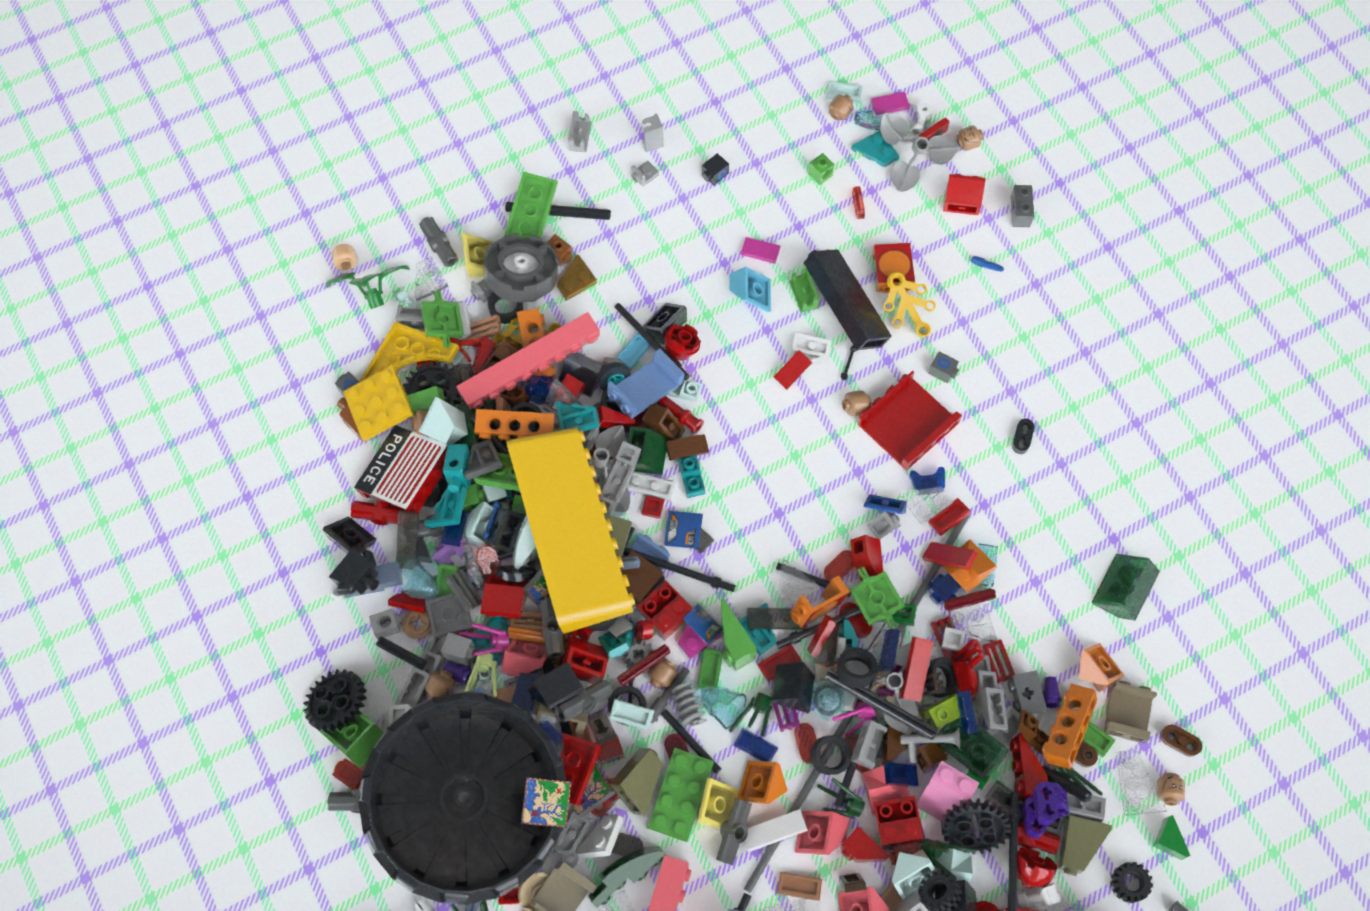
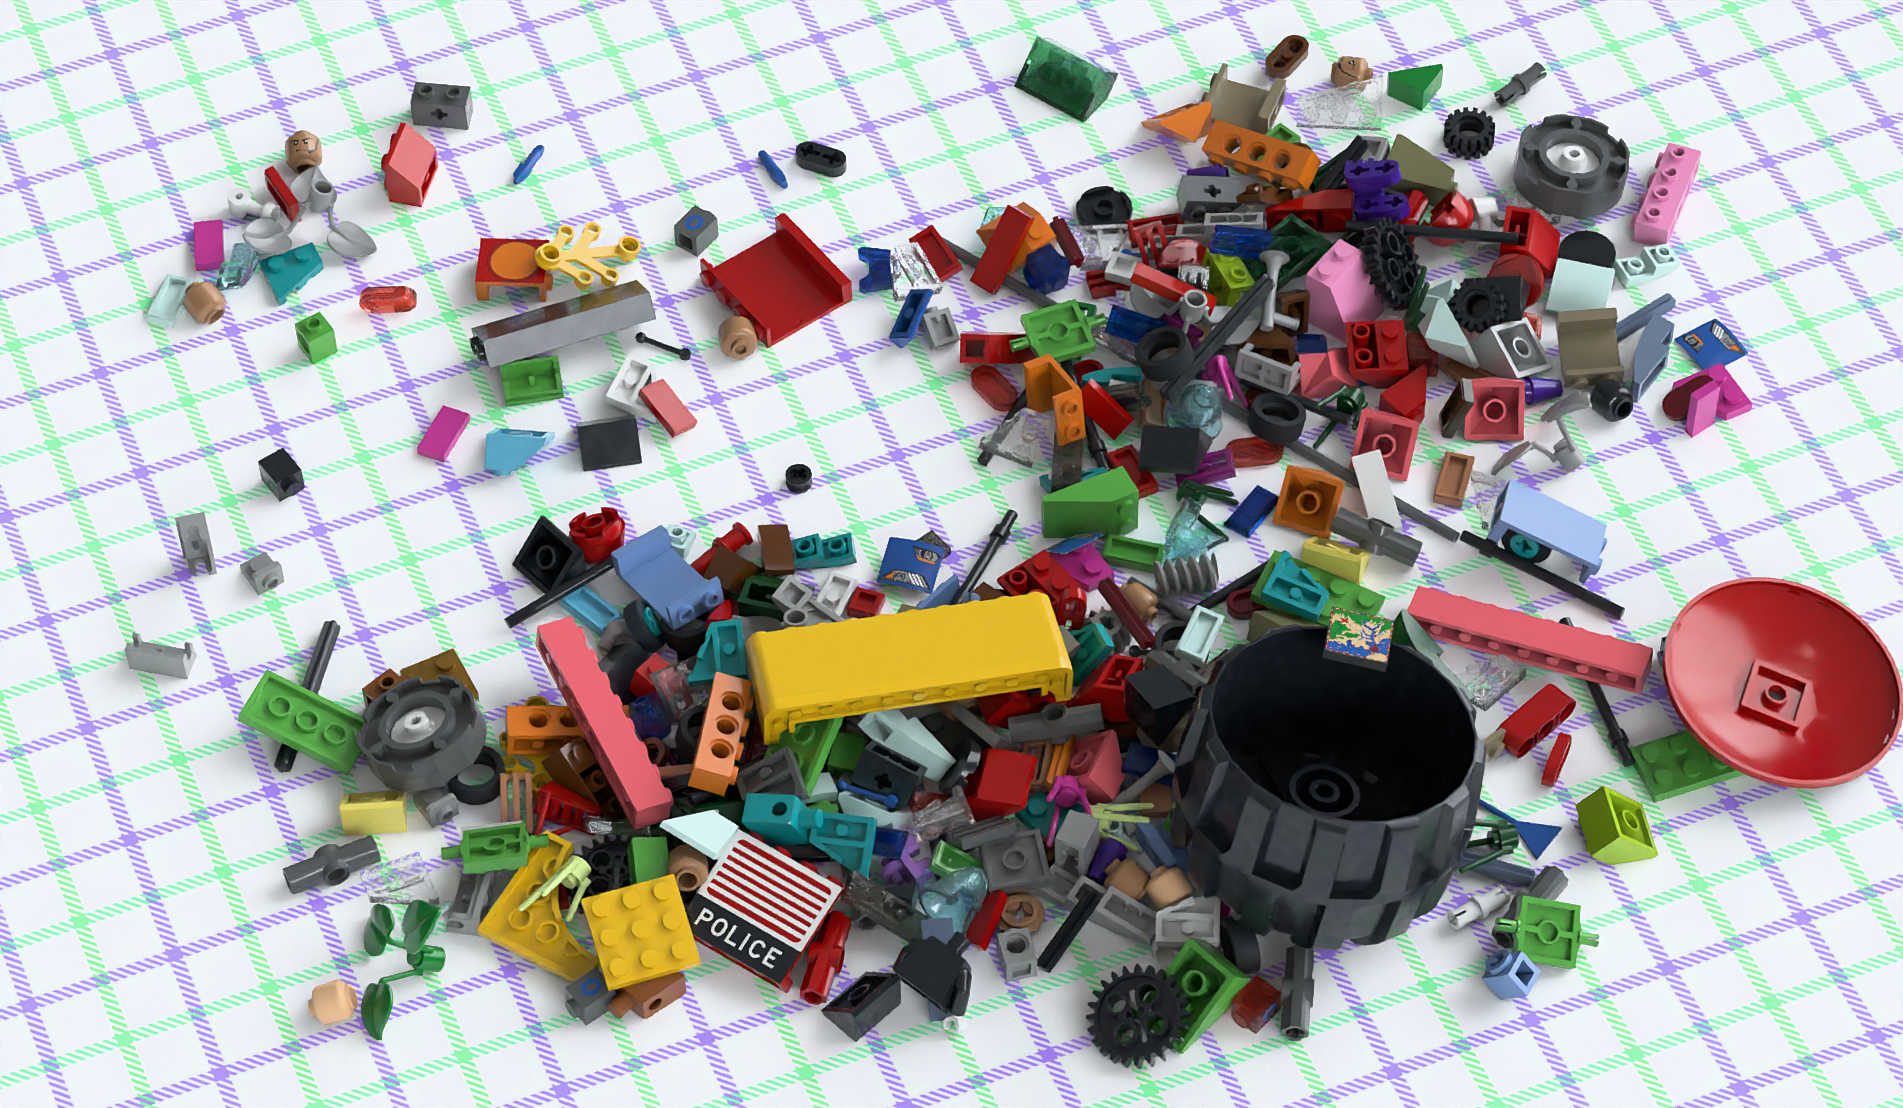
camera: 85 degrees left, 15 degrees down
(423, 361) = (570, 874): none -> yellowish green plant
(513, 697) = (1162, 767): none -> light grey piece
(673, 775) = (1295, 589): none -> teal wing
(750, 461) = (798, 486): none -> black bush
(766, 340) = (609, 442): none -> black slope
(1009, 408) = (775, 172): none -> blue piece
(1011, 624) = (1103, 207): none -> black tile

